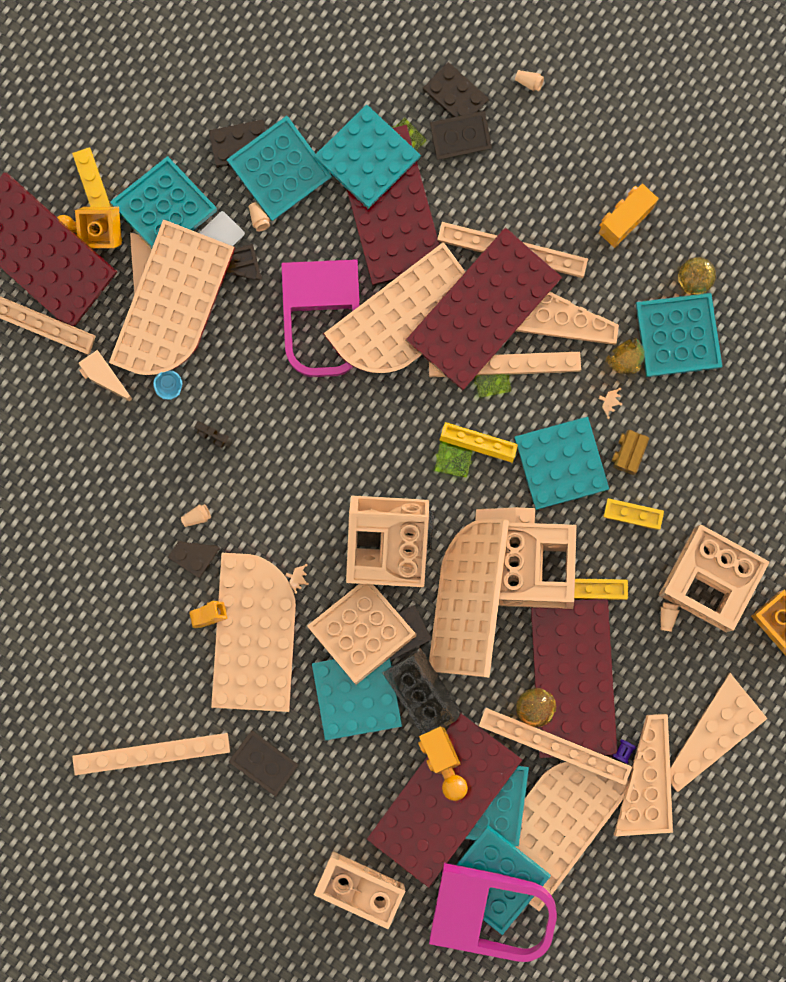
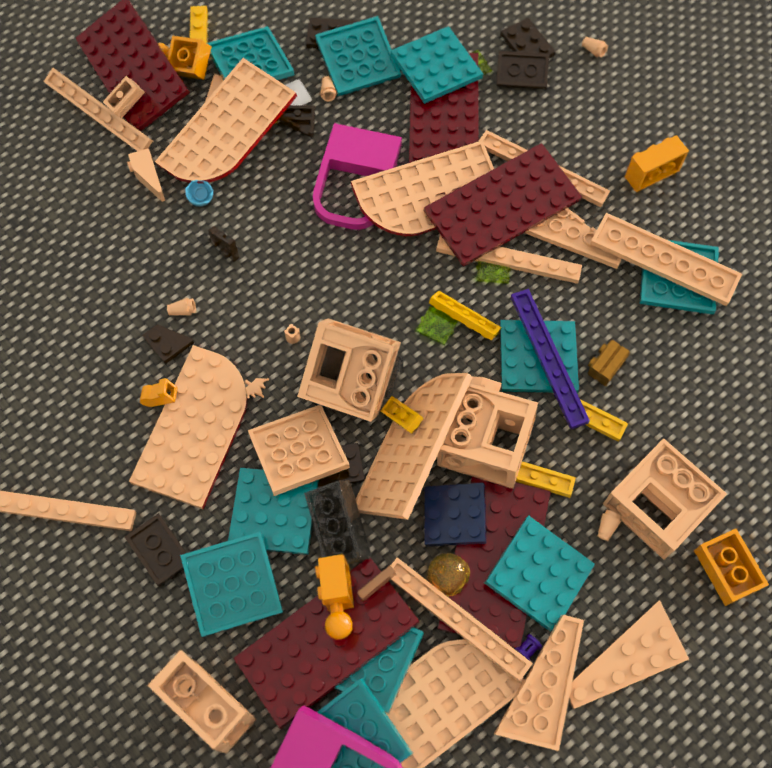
camera: 20 degrees right, 15 degrees down
(50, 300) = (123, 97): none -> light nougat brick
(314, 517) = (292, 338): none -> light nougat hose
(343, 775) = (231, 583): none -> teal plate
(449, 569) = (402, 414): none -> yellow plate
(473, 742) = (376, 583): none -> medium nougat tile
(526, 649) = (455, 515): none -> dark blue plate
(573, 467) = (550, 359): none -> dark purple plate
(610, 401) = (599, 315): light nougat piece -> none
(617, 681) = (539, 573): none -> teal plate
(627, 357) = (626, 280): clear yellow cylinder -> none
(661, 325) = (666, 259): none -> light nougat plate
(694, 282) = (708, 230): clear yellow cylinder -> none

